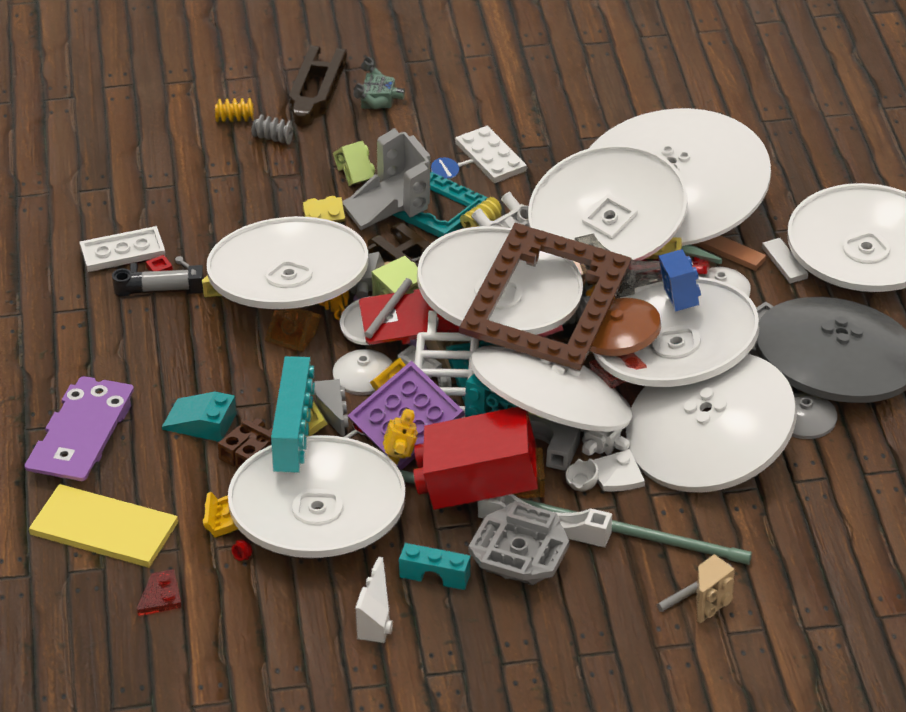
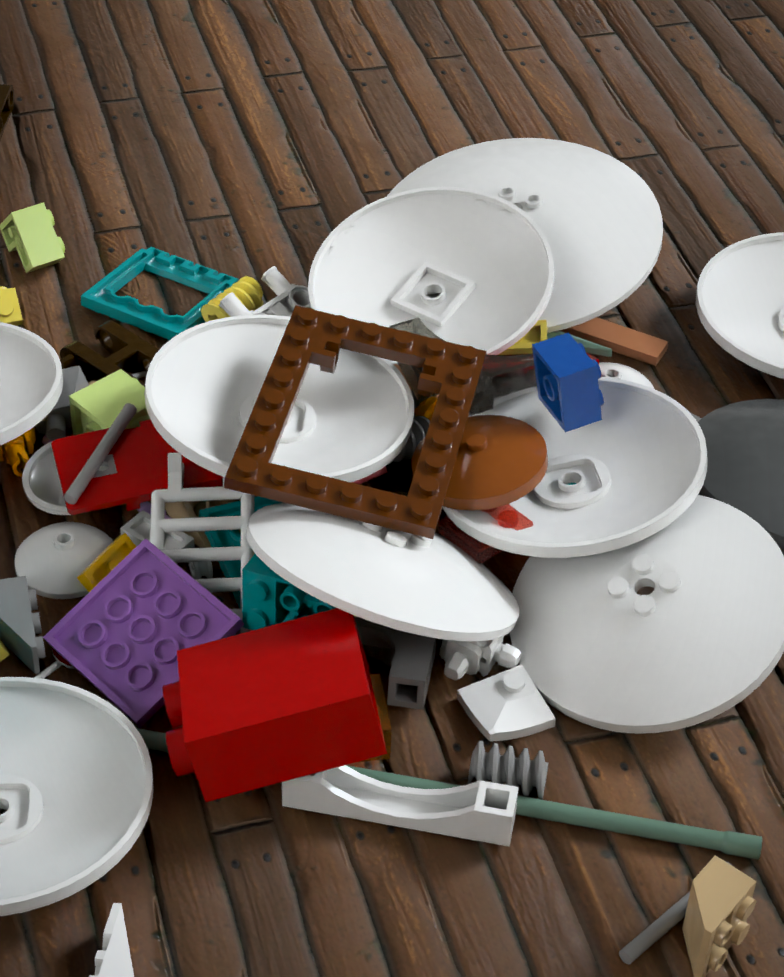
camera: 10 degrees left, 0 degrees up
(377, 89) = (60, 136): sand green torso -> none
(400, 436) = (137, 672): yellow piece -> none
(403, 182) = (109, 256): light grey piece -> none
(447, 167) = (176, 240): blue piece -> none
(451, 566) = (243, 908): teal arch -> none
(490, 154) = (236, 219): white plate -> none
(520, 543) = (365, 856): light grey piece -> none
(582, 475) = (451, 716): white hair -> none
(618, 507) = (509, 769): none -> light grey piece
(784, 260) = (697, 348): white tile -> none

